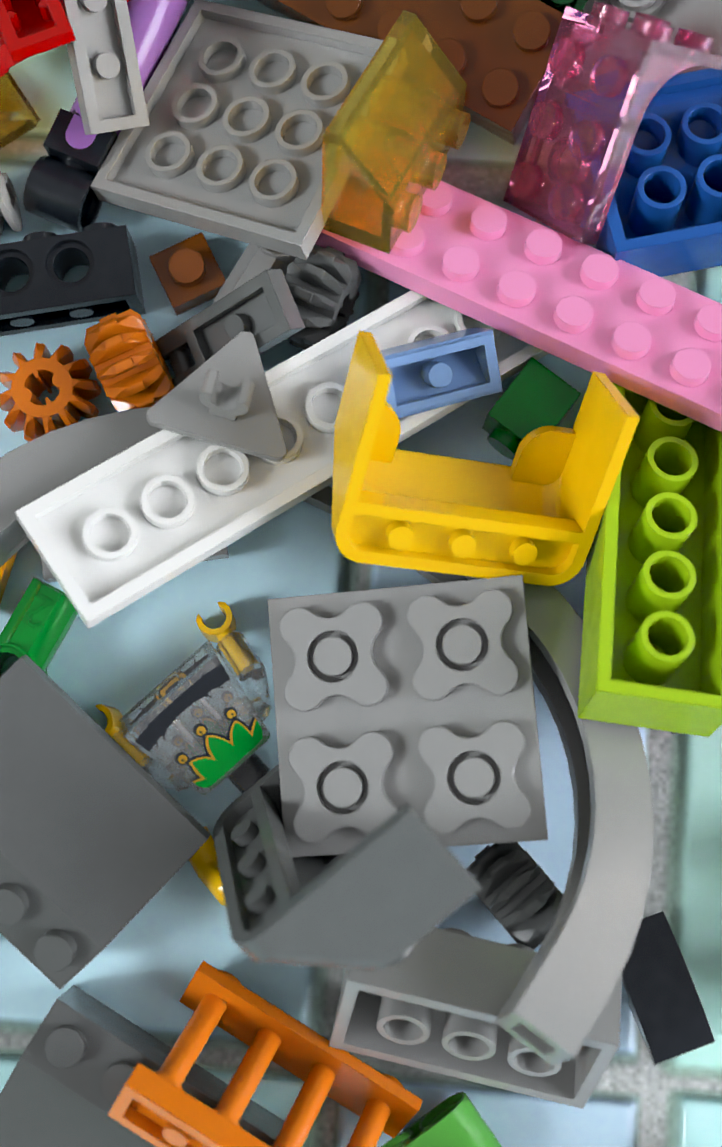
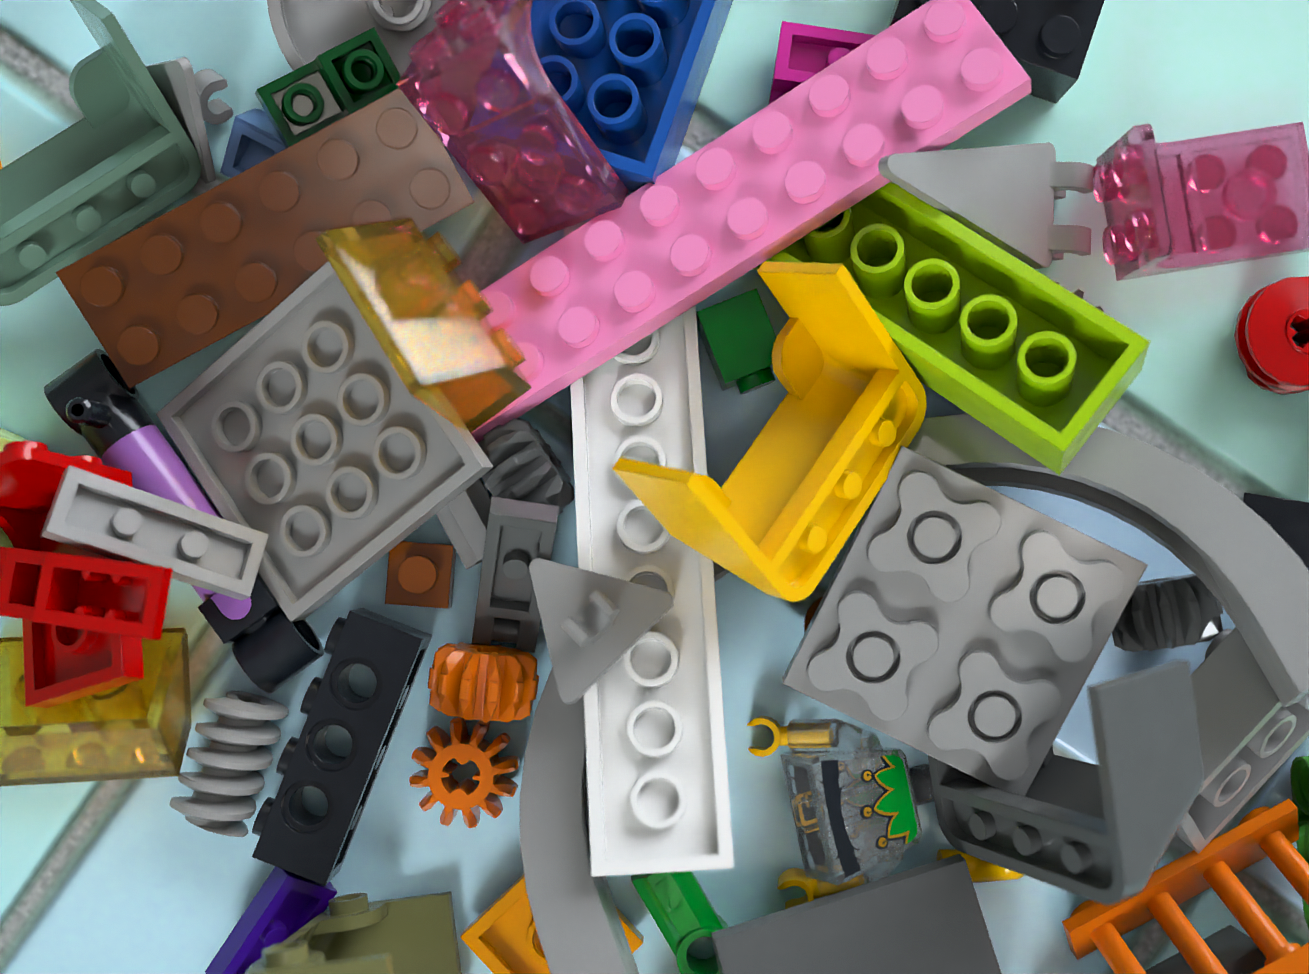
camera: 60 degrees left, 5 degrees up
(442, 371) = (665, 405): medium blue slope -> none

